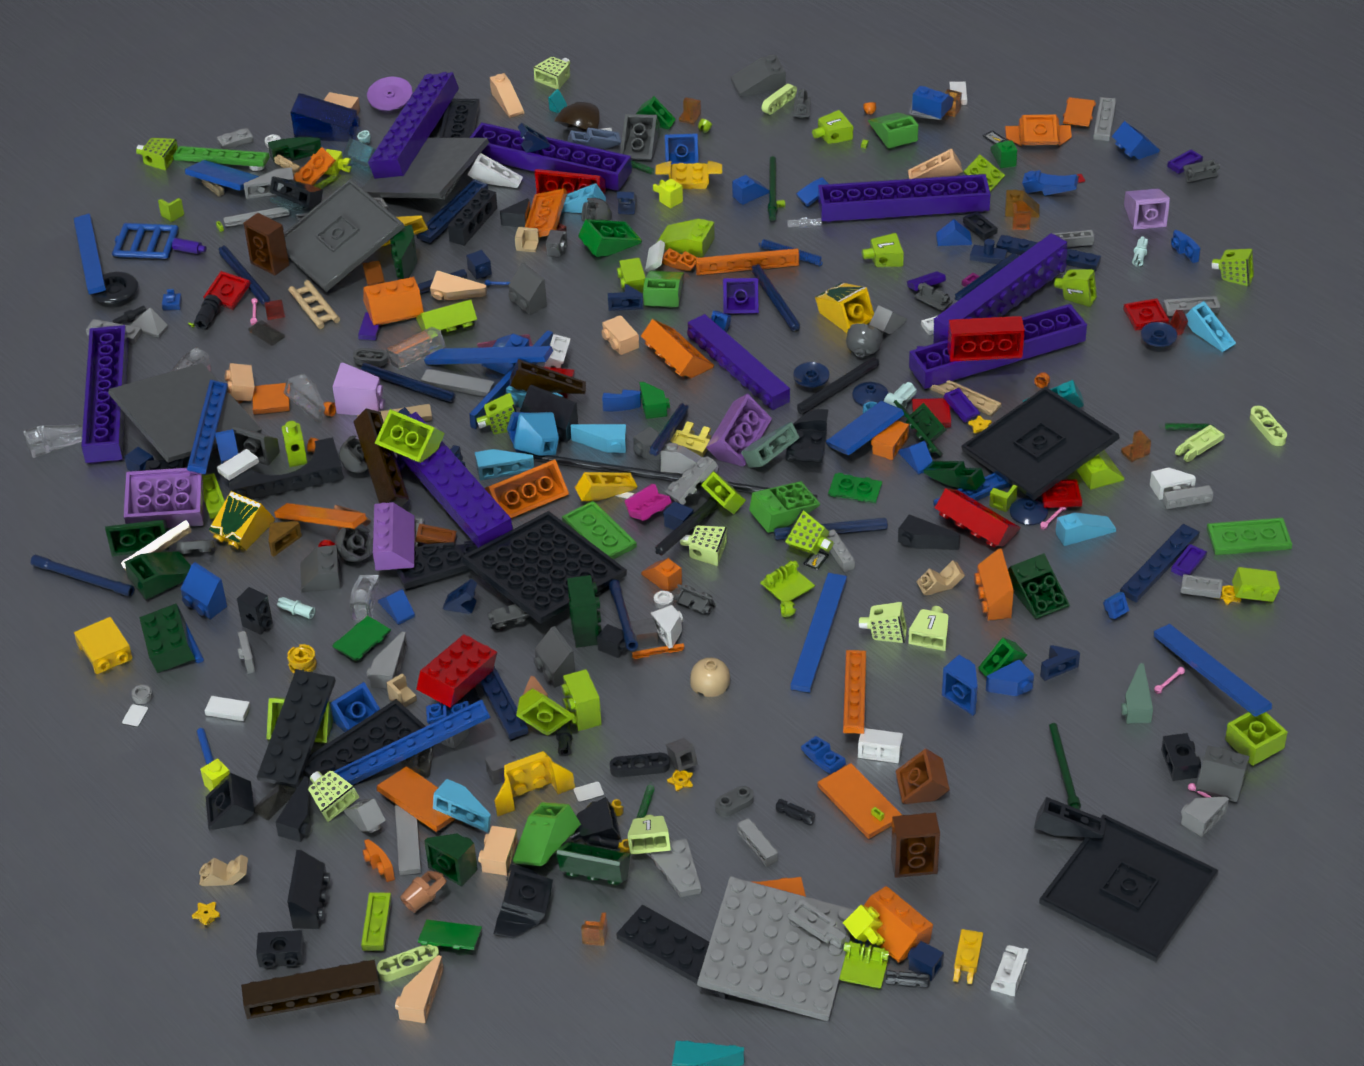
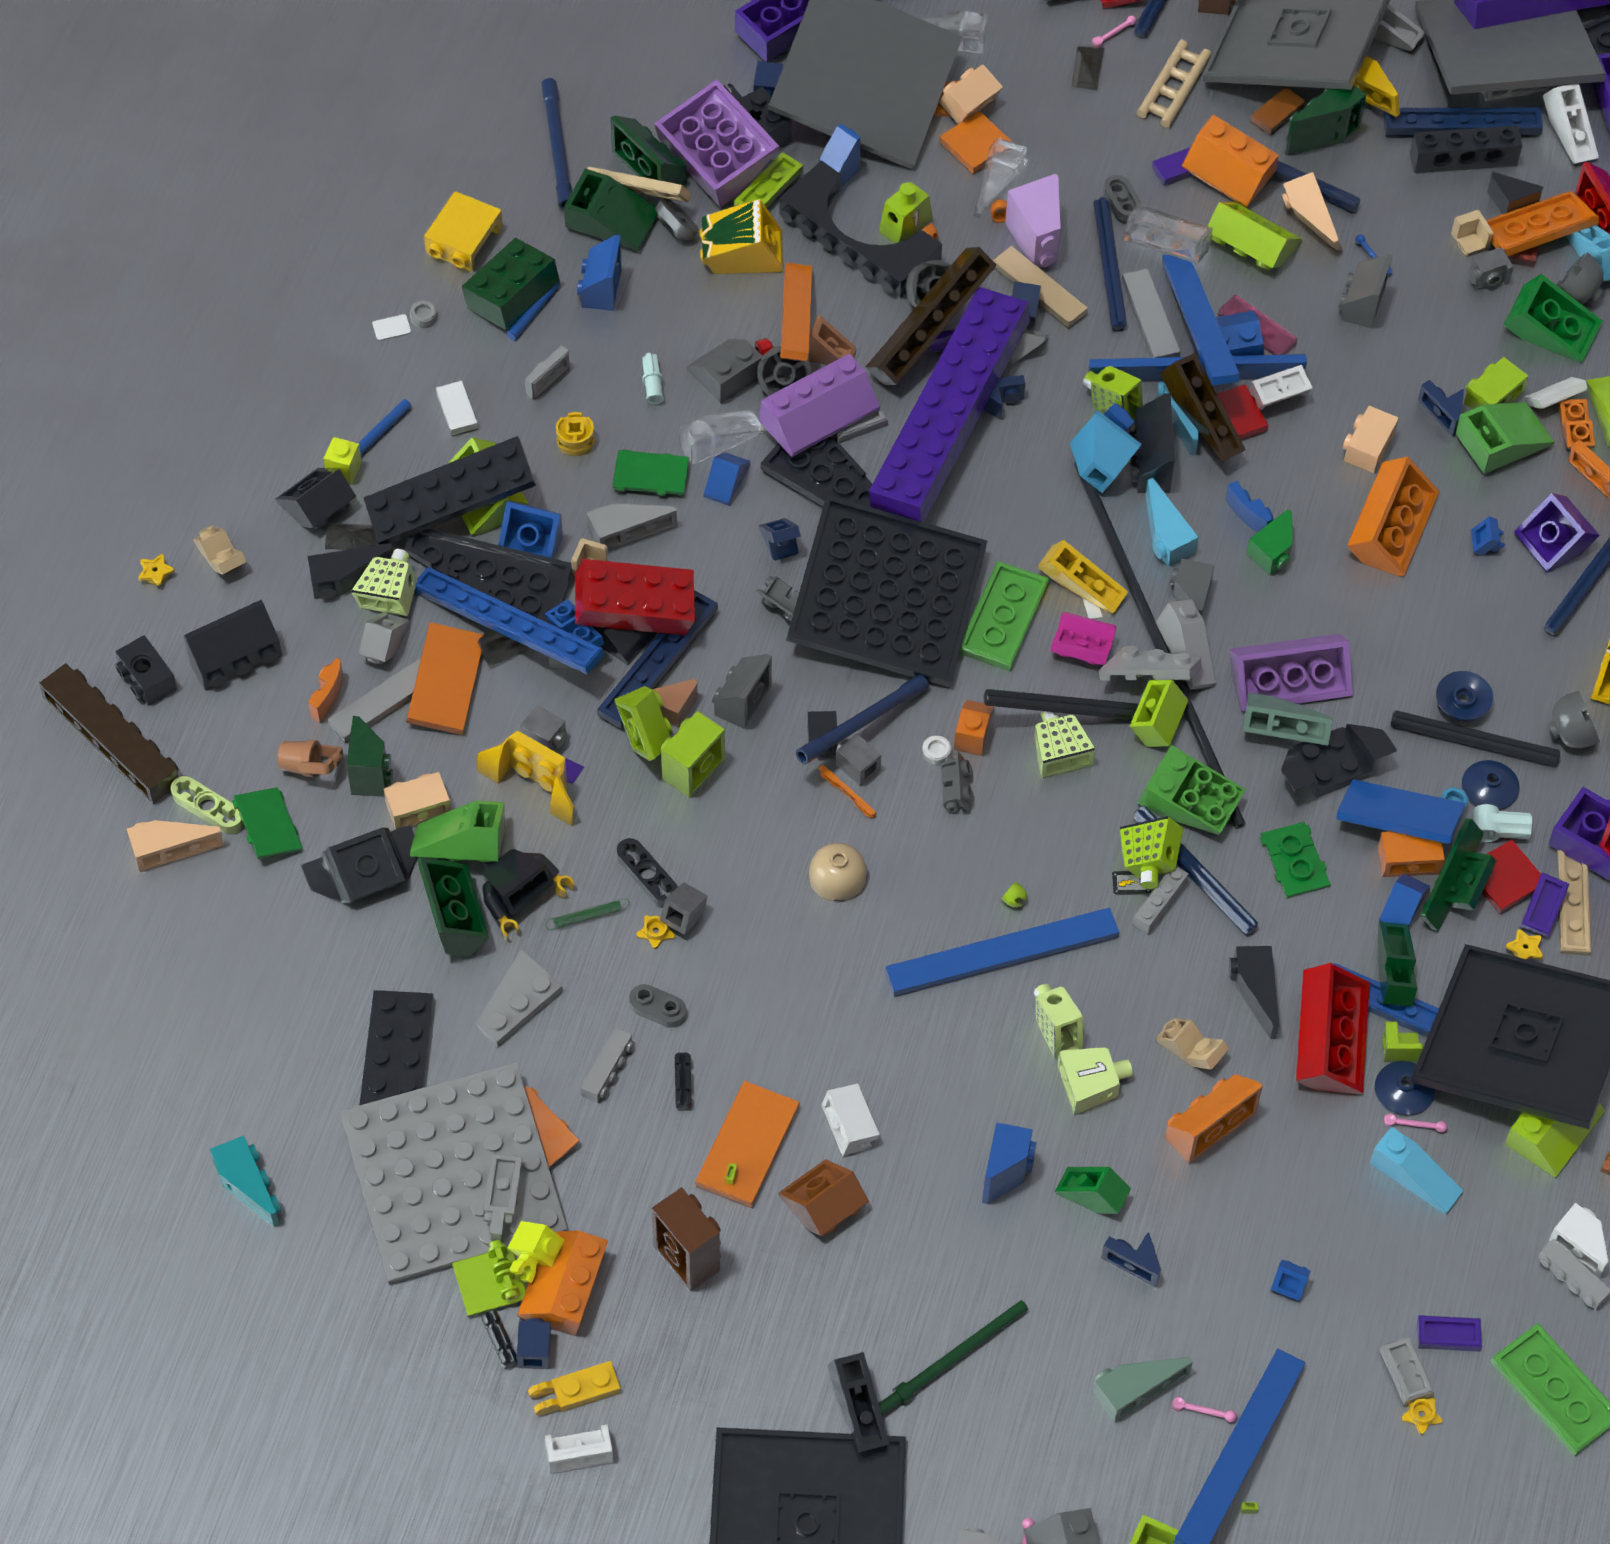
camera: 55 degrees right, 15 degrees up
(207, 427) = (852, 109): blue tile -> none
(237, 464) = (821, 178): white tile -> none
(254, 610) = (606, 340): black brick -> none
(259, 444) = (877, 173): dark grey slope -> none
(274, 309) = (1126, 49): clear red tile -> none
(283, 535) = (750, 294): pearl gold slope -> none
(376, 922) = (242, 739): lime plate -> none
(409, 437) = (965, 320): lime slope -> none
(431, 534) = (865, 447): dark orange tile -> none
(461, 804) = (452, 717): medium azure slope -> none
(479, 264) = (1381, 209): dark blue brick -> none
(501, 463) = (1033, 439): medium azure slope -> none
(529, 489) = (1010, 497): orange slope -> none
(564, 739) = (636, 769): black pin -> none
(584, 610) = (828, 671): dark green brick -> none
(588, 791) = (575, 843): white sticker -> none
(595, 932) = (363, 966): clear orange panel -> none
(648, 835) = (533, 941): yellowish green torso -> none
(668, 429) = (1222, 589): dark blue axle -> none
(668, 624) = (886, 778): white slope -> none
(676, 515) = (1084, 682): dark blue brick -> none
(692, 442) = (1230, 626): light yellow plate -> none
(738, 362) = (1424, 599): dark purple brick -> none
(787, 582) = (1059, 872): lime hinge -> none
(822, 755) = (795, 1064): blue slope -> none
(854, 692) = (917, 1044): orange tile -> none
(1010, 680) = (1065, 1216): blue slope -> none
(1037, 586) = (1256, 1167): dark green slope -> none
(1063, 494) = (1460, 1116): red tile -> none
(1159, 563) = (1419, 1297): dark blue plate -> none
(1180, 756) = (1070, 1468): black brick -> none
(1255, 584) = (1451, 1438): lime brick -> none

